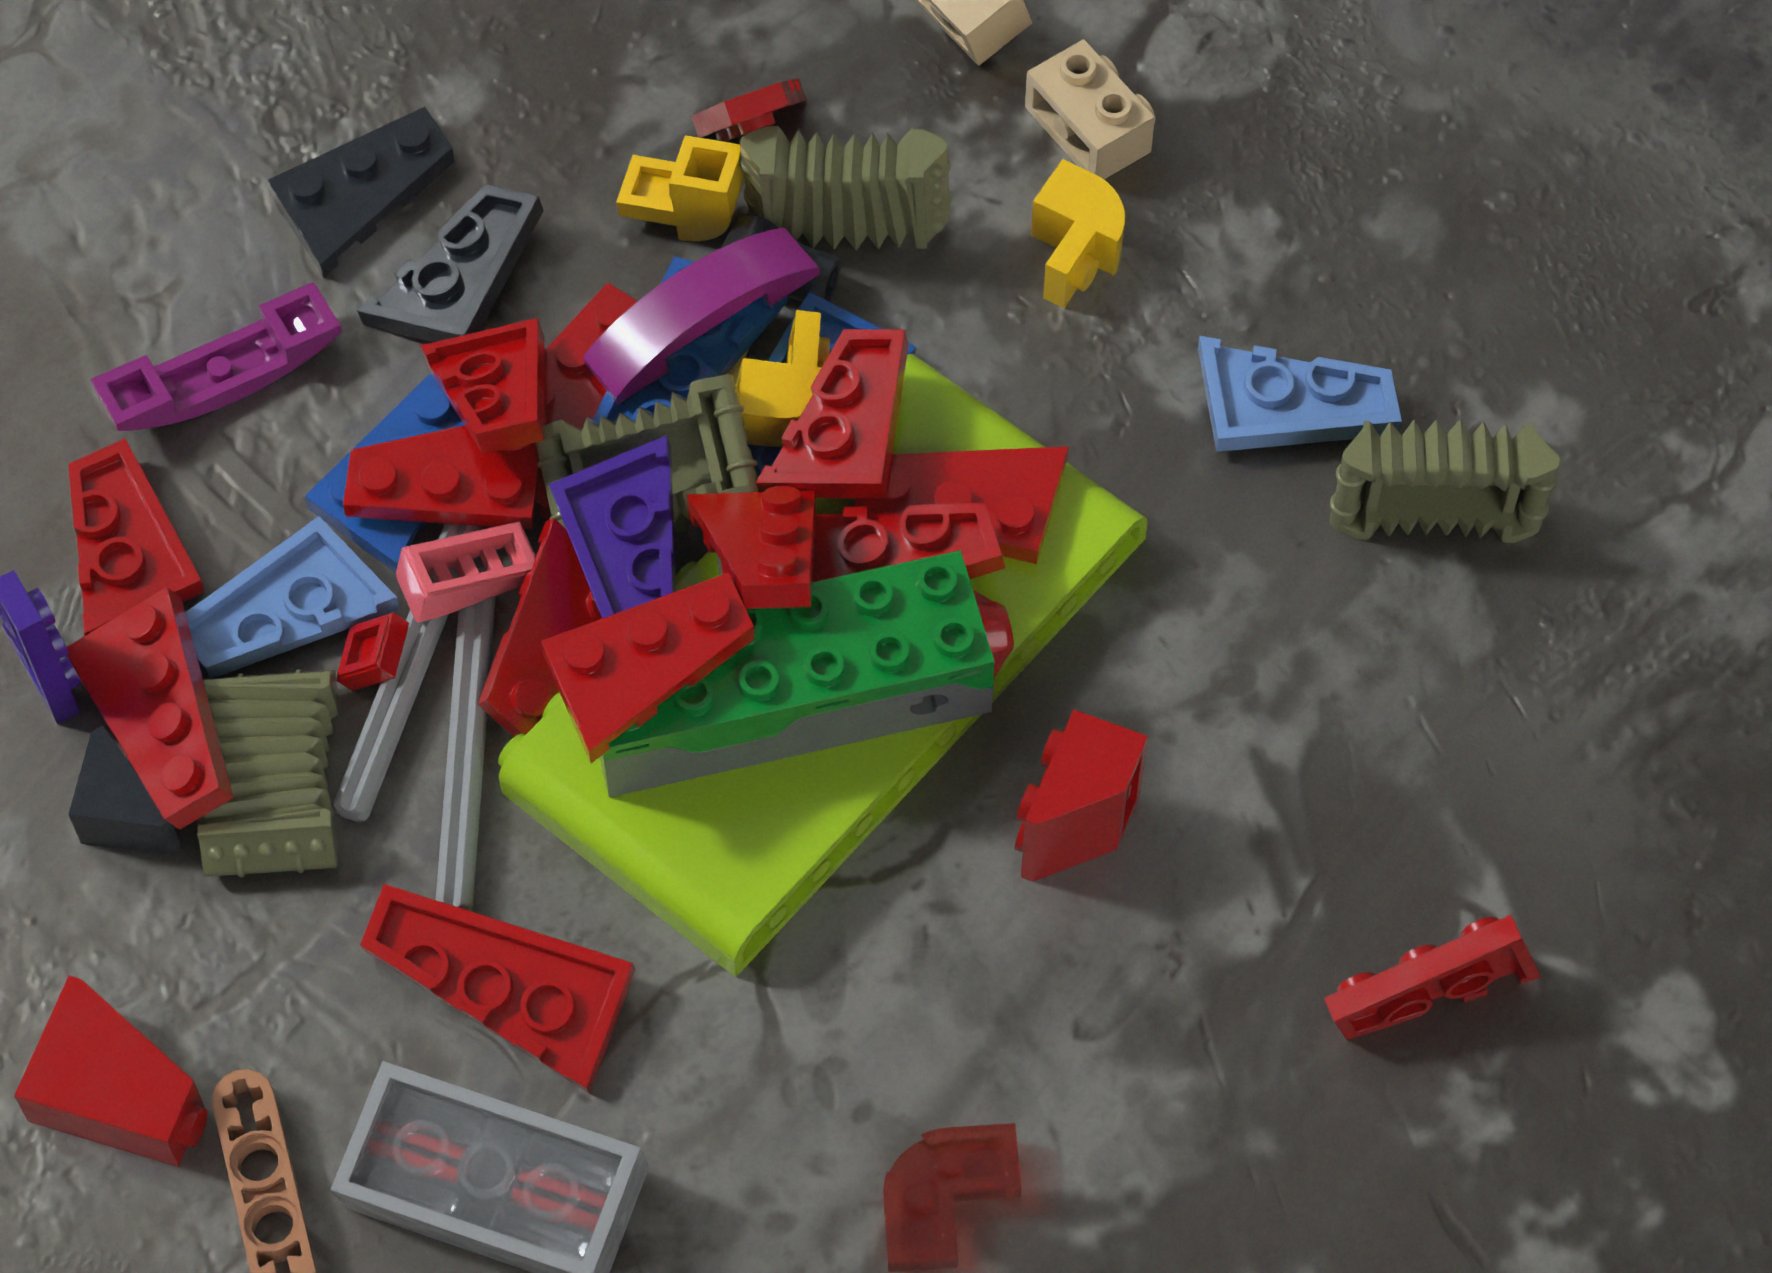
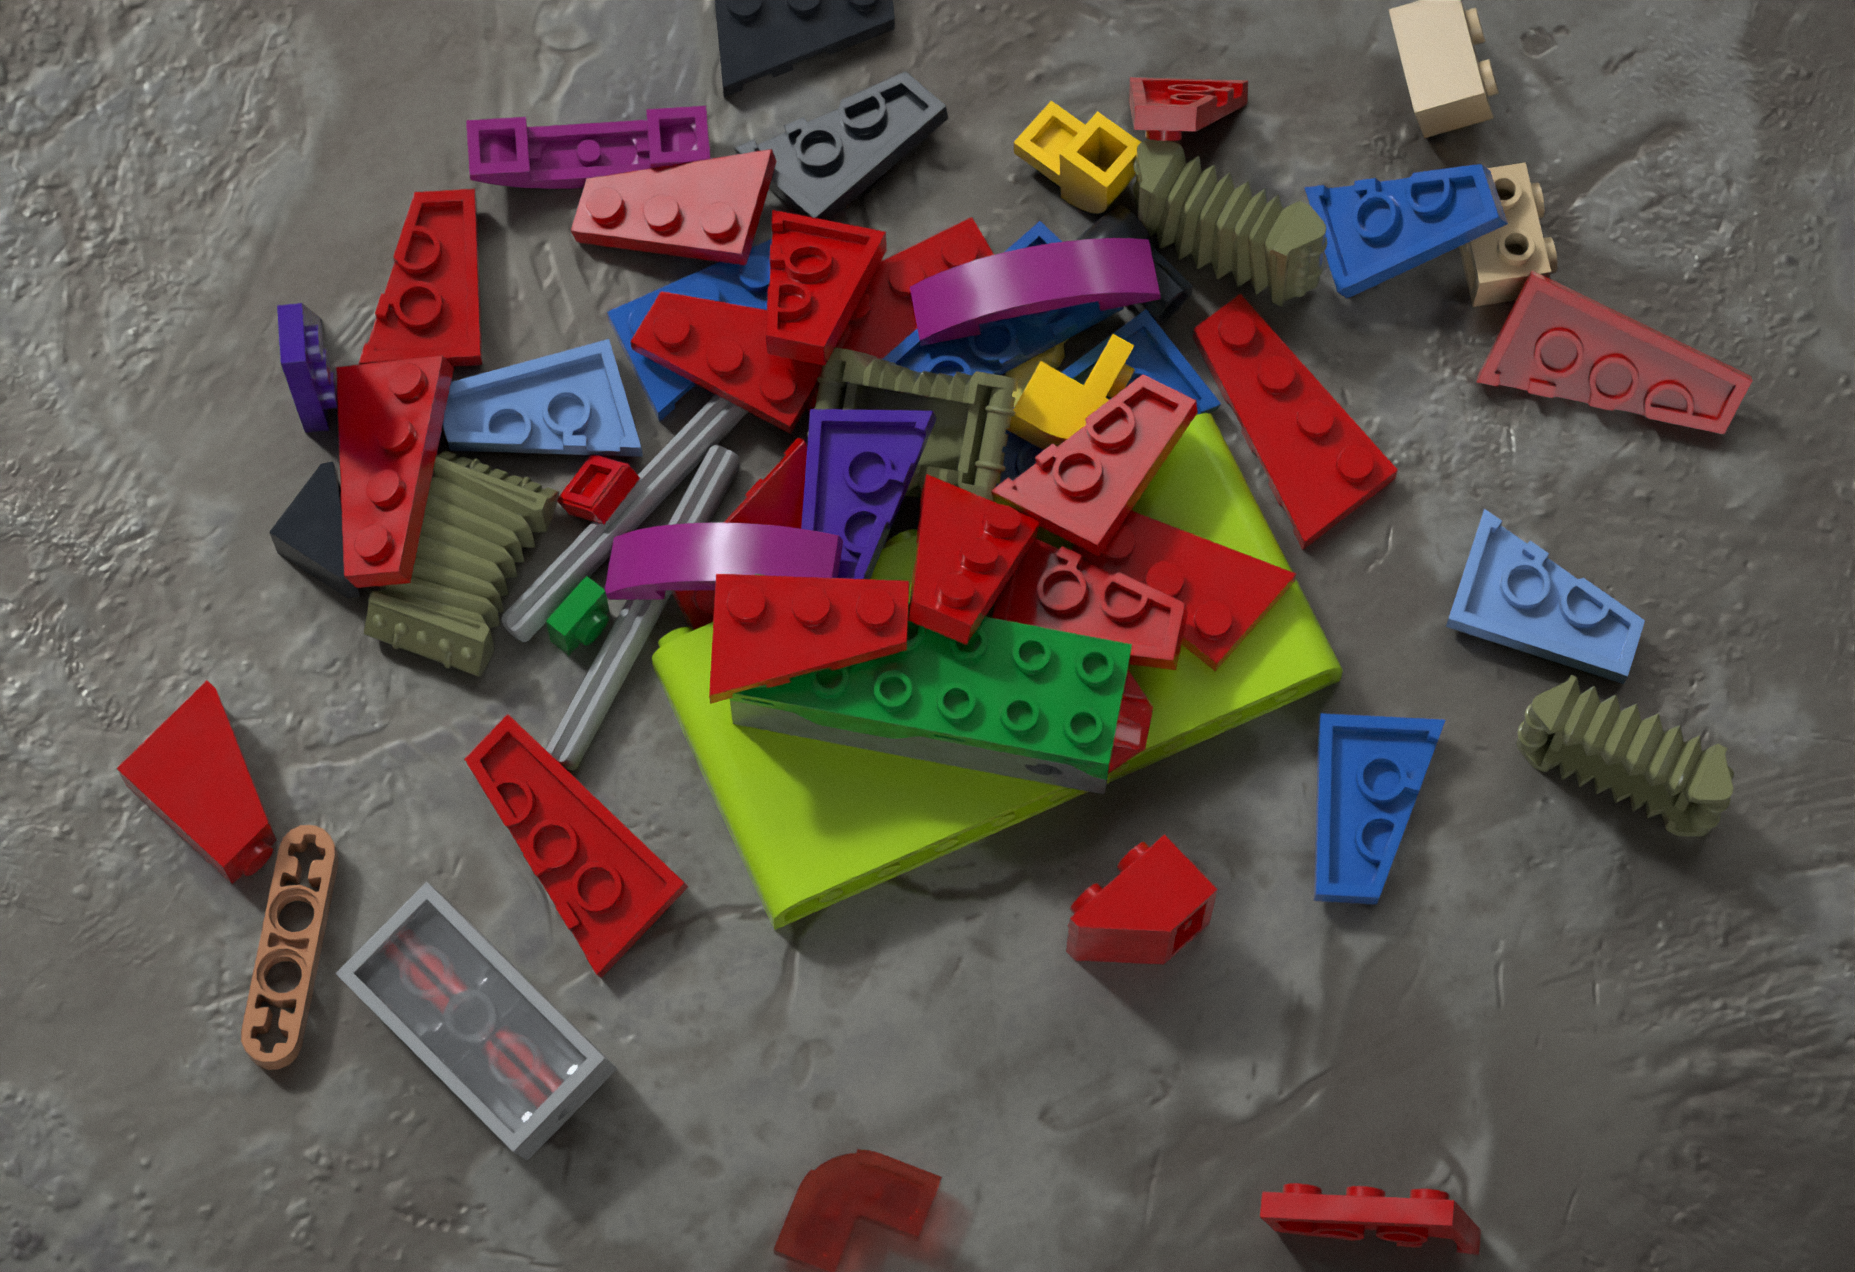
camera: 25 degrees right, 10 degrees up
(330, 381) = (679, 209): none -> wing
(410, 771) = (579, 617): none -> green plate
(449, 595) = (714, 429): coral slope -> none
(507, 656) = (691, 554): none -> magenta slope
(1008, 349) = (1304, 439): none -> red wing
(1010, 126) = (1402, 223): none -> blue wing
(1084, 223) = (1438, 349): yellow brick -> none
(1225, 624) = (1364, 799): none -> blue wing
(1226, 173) = (1597, 356): none -> wing

